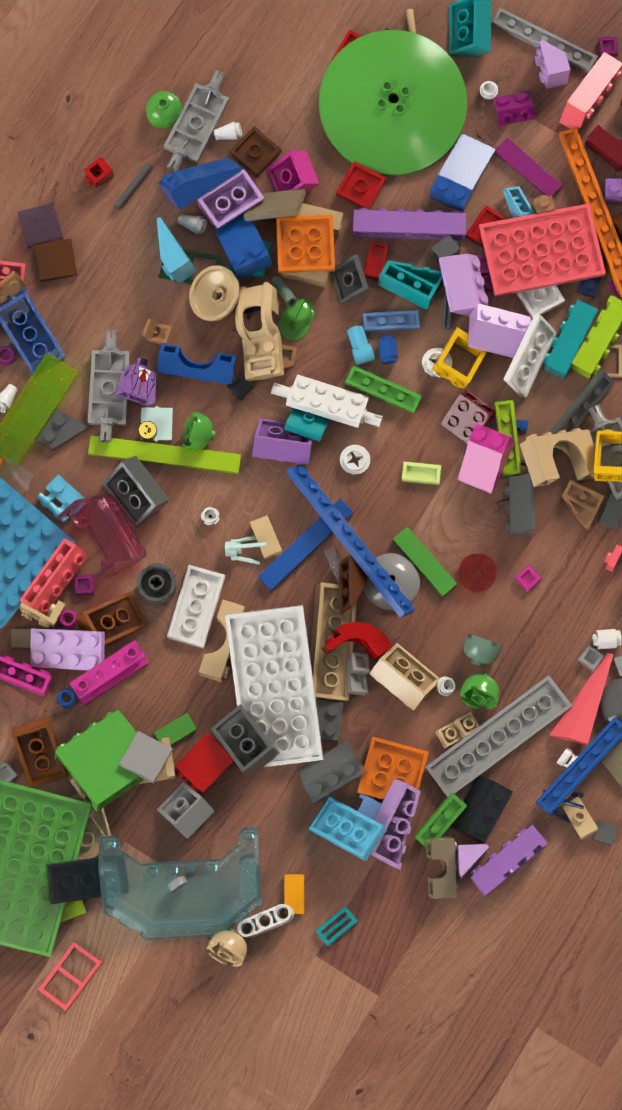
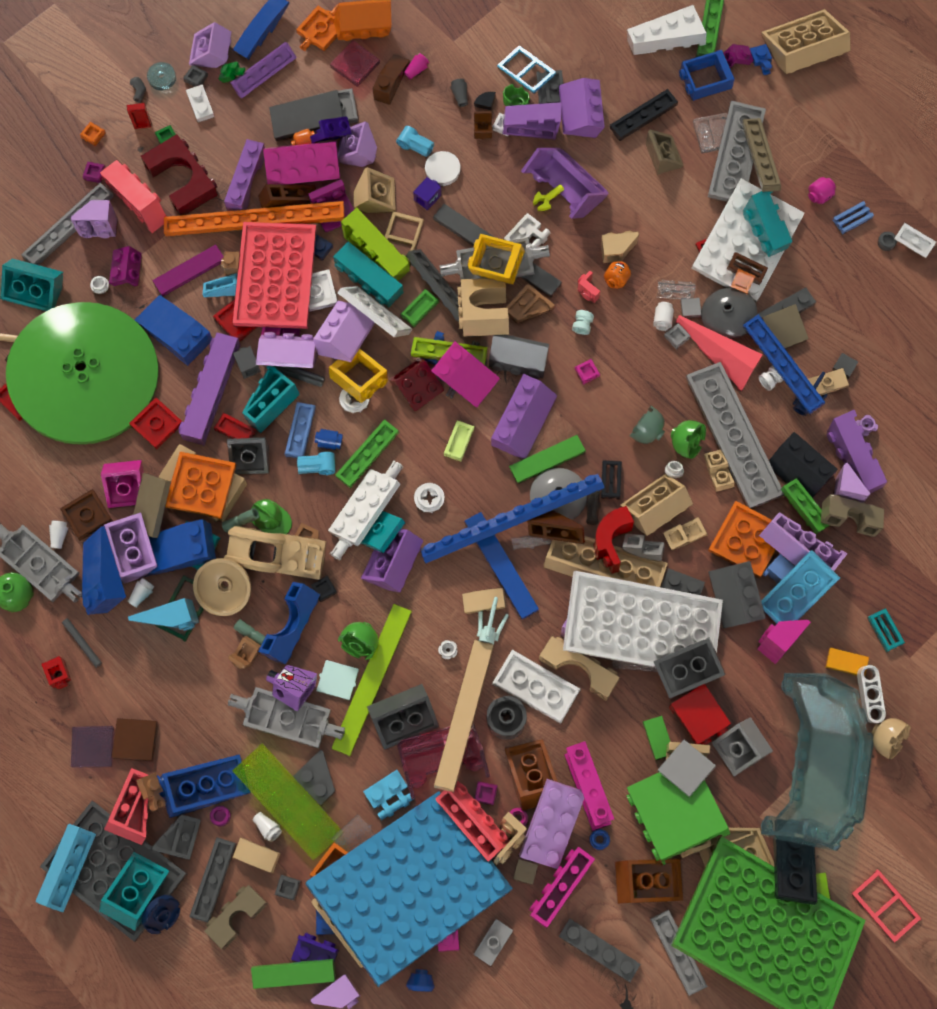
camera: 75 degrees left, 5 degrees down
(147, 430) = (343, 689): light yellow tile -> none
(148, 544) = (463, 716): none -> tan tile
(177, 884) = (817, 772): light grey tile -> none
(180, 331) = (246, 630): none -> sand green piece
(294, 821) = (780, 638): none -> dark pink slope
(383, 712) = (685, 534): none -> tan slope
(386, 616) = (593, 508): none -> clear smoke pin
(422, 635) = (610, 495): none -> black tile
(460, 528) = (523, 417): none -> medium lavender slope
(477, 583) = (569, 424): clear red plate -> none
(540, 866) = (872, 426): none -> lavender plate
(550, 399) = (419, 308): none -> bright green tile
(577, 560) = (582, 323): none -> light aqua wheel

